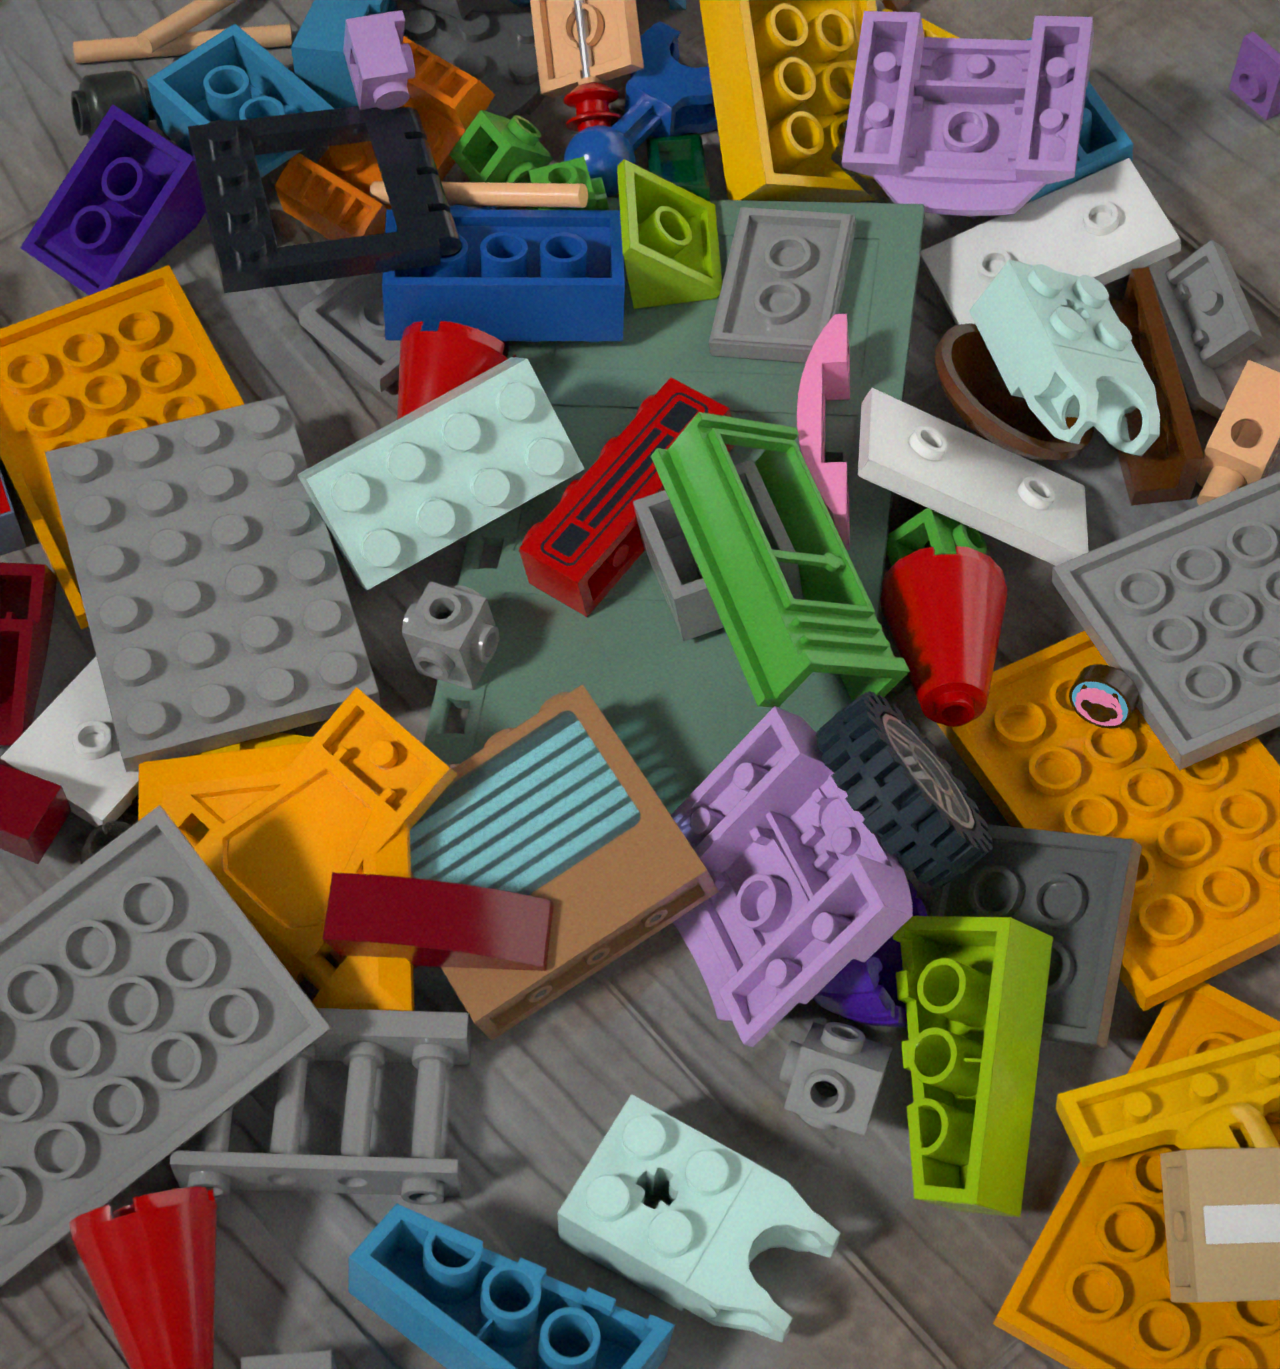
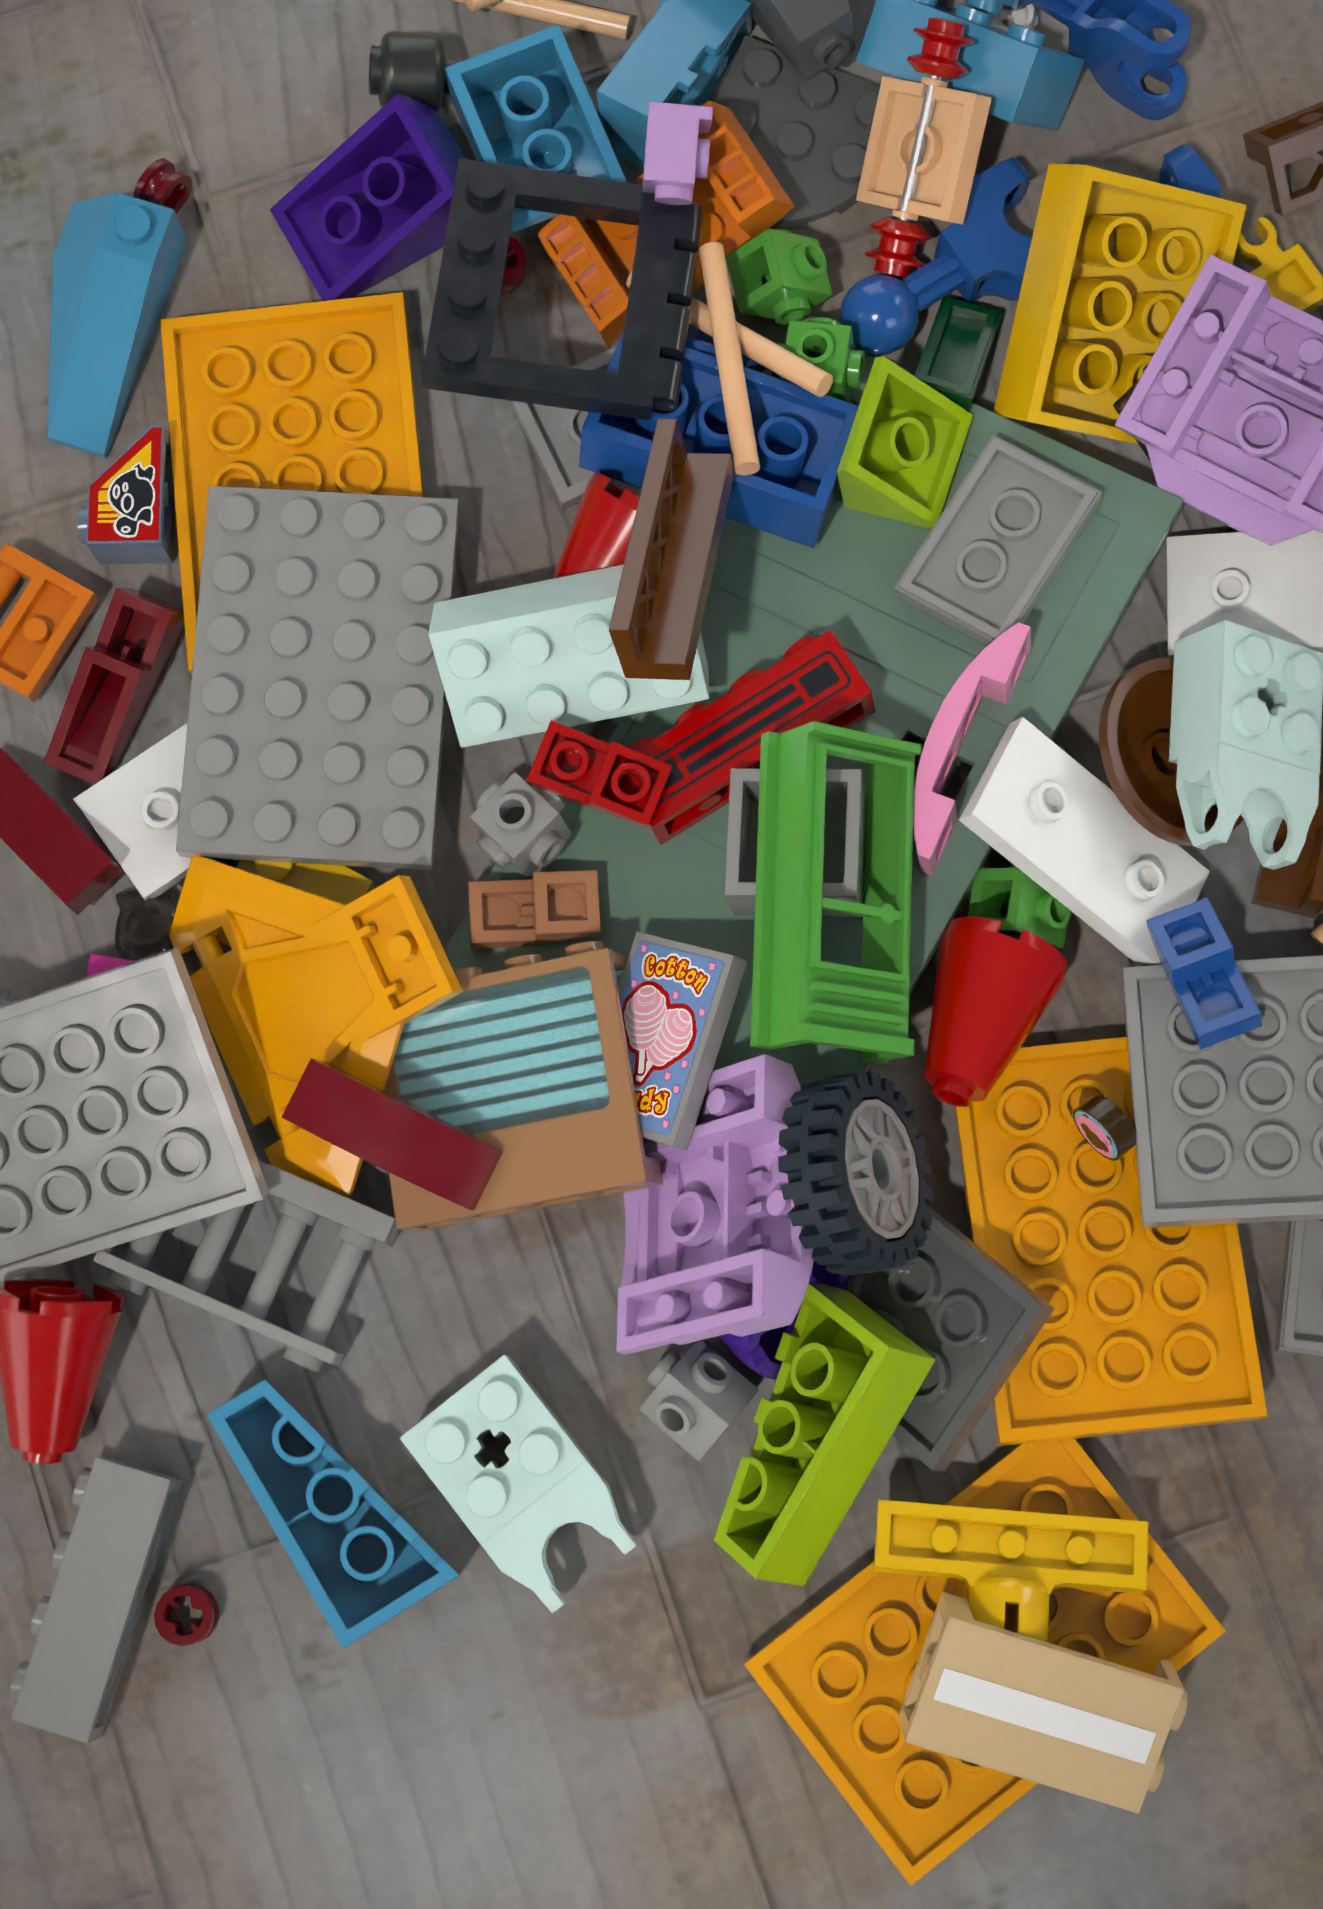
camera: 30 degrees right, 20 degrees up
(491, 203) = (729, 359): none -> light nougat bar
(502, 699) = (534, 911): none -> nougat slope
(503, 557) = (599, 774): none -> red slope
(513, 338) = (670, 558): none -> reddish brown fence
(676, 734) = (674, 1022): none -> tile
(1121, 539) = (1204, 973): none -> blue slope

